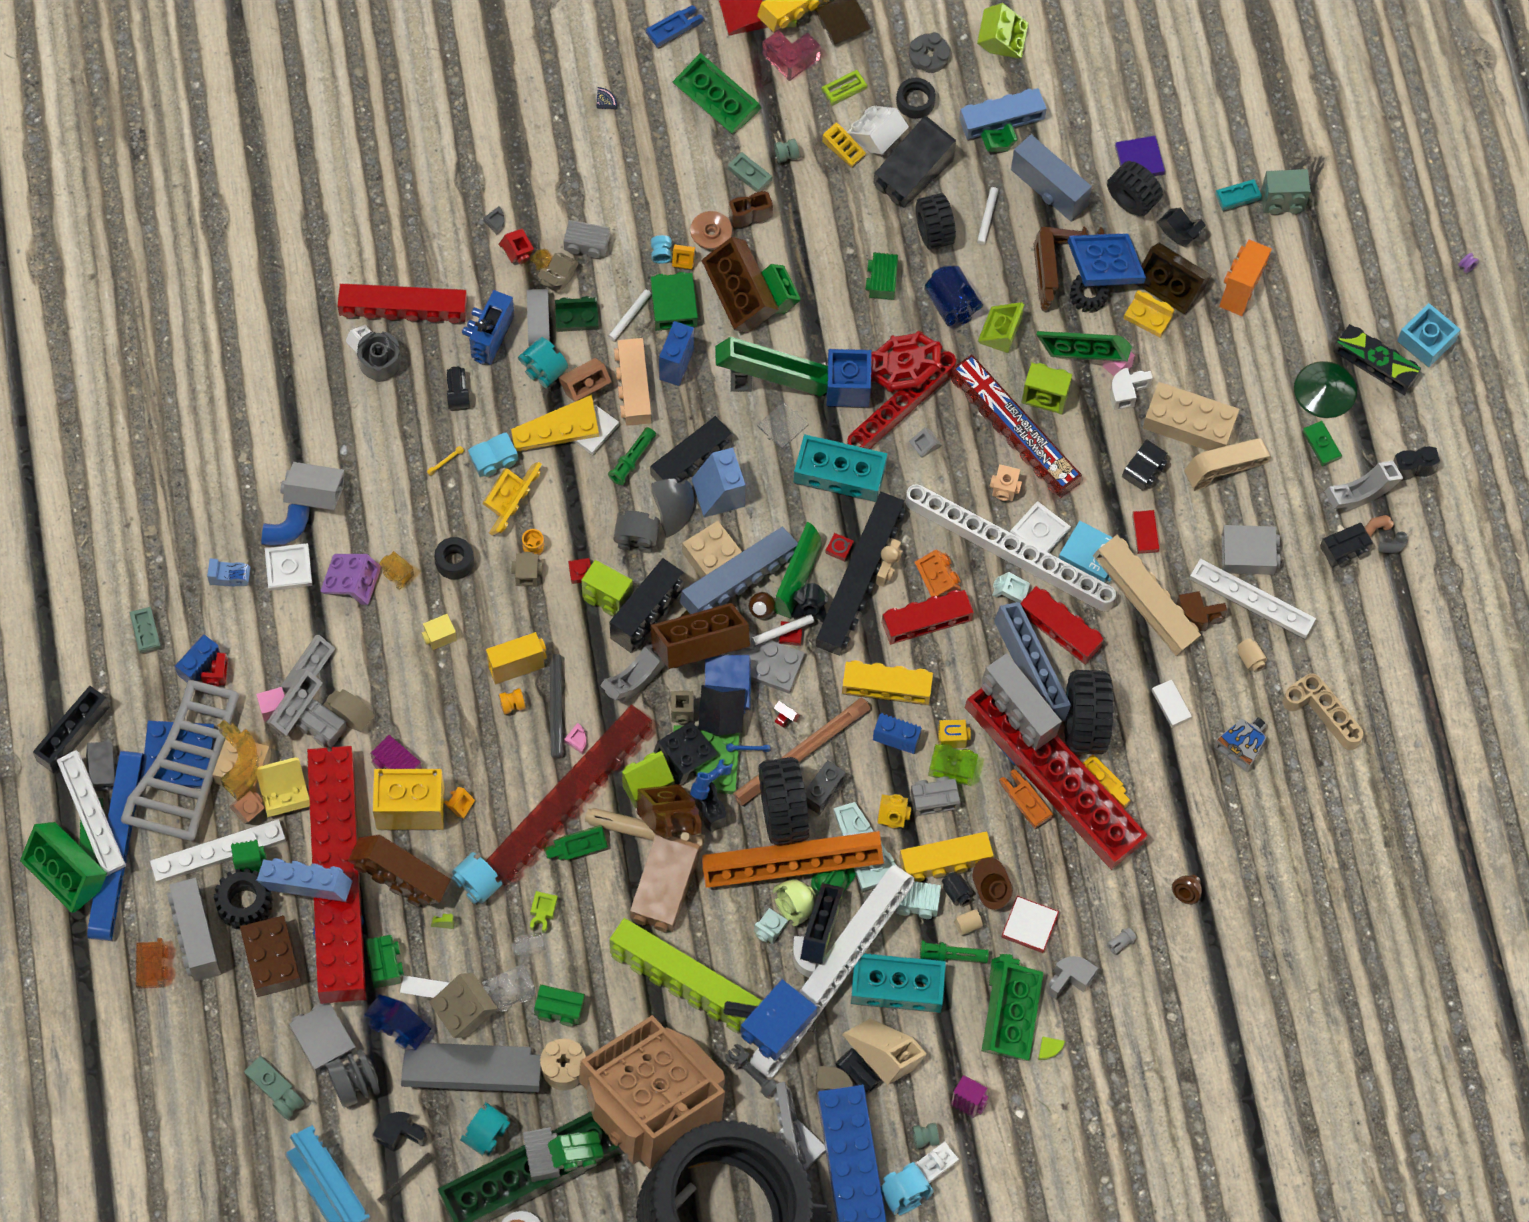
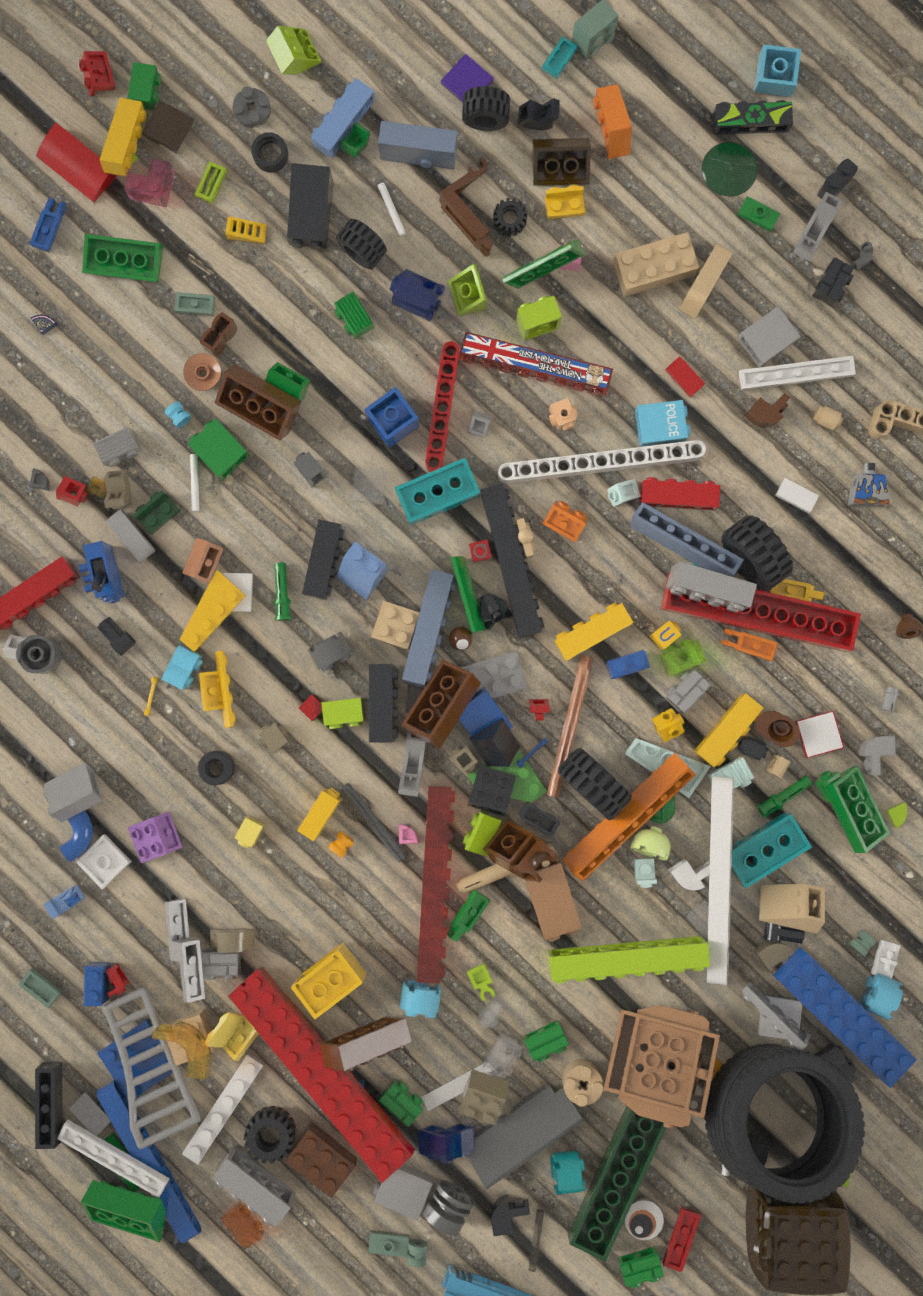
camera: 30 degrees left, 20 degrees up
(247, 806) = (220, 1066): nougat brick -> none
(248, 855) = (250, 1106): green brick -> none
(269, 701) = (172, 976): bright pink brick -> none
(304, 880) = (307, 1108): medium blue brick -> none
(393, 755) = (294, 951): magenta brick -> none
(396, 569) = (182, 807): clear yellow brick -> none
(446, 921) = (419, 1040): lime tile -> none
(460, 802) = (363, 946): light orange tile -> none
(534, 538) = (259, 713): light orange wheel -> none
(539, 1155) = (624, 1170): light grey brick -> none
(543, 362) = (162, 571): teal brick -> none
(576, 1150) = (649, 1155): green brick -> none
(633, 381) = (238, 534): light nougat brick -> none
(674, 503) = (340, 609): dark grey brick -> none
(676, 353) = (253, 492): blue brick -> none
(683, 256) = (198, 408): light orange tile -> none
(700, 787) = (529, 818): blue brick -> none
(740, 1060) = (702, 988): dark grey bar -> none
(772, 365) = (333, 454): green brick -> none
(775, 1020) = (716, 957): blue piece -> none
(782, 629) = (489, 648): white bar -> none
(786, 150) = (208, 266): sand green wheel -> none
(792, 637) = (495, 642): red tile -> none
(821, 923) = (688, 853): black brick -> none
(824, 787) = (607, 744): dark grey brick -> none
(878, 128) = (261, 198): white slope -> none
(893, 363) = (429, 378): red plate -> none
(927, 617) = (583, 558): red brick -> none
(970, 1097) = (876, 897): magenta brick -> none
(1041, 528) = (610, 430): white tile -> none
(1106, 259) = (506, 182): blue plate -> none
(1124, 387) = (589, 276): white brick -> none
(1145, 465) = (648, 325): black brick -> none
(1146, 594) = (726, 428): tan brick -> none
(1377, 522) = (842, 246): nougat arm -> none

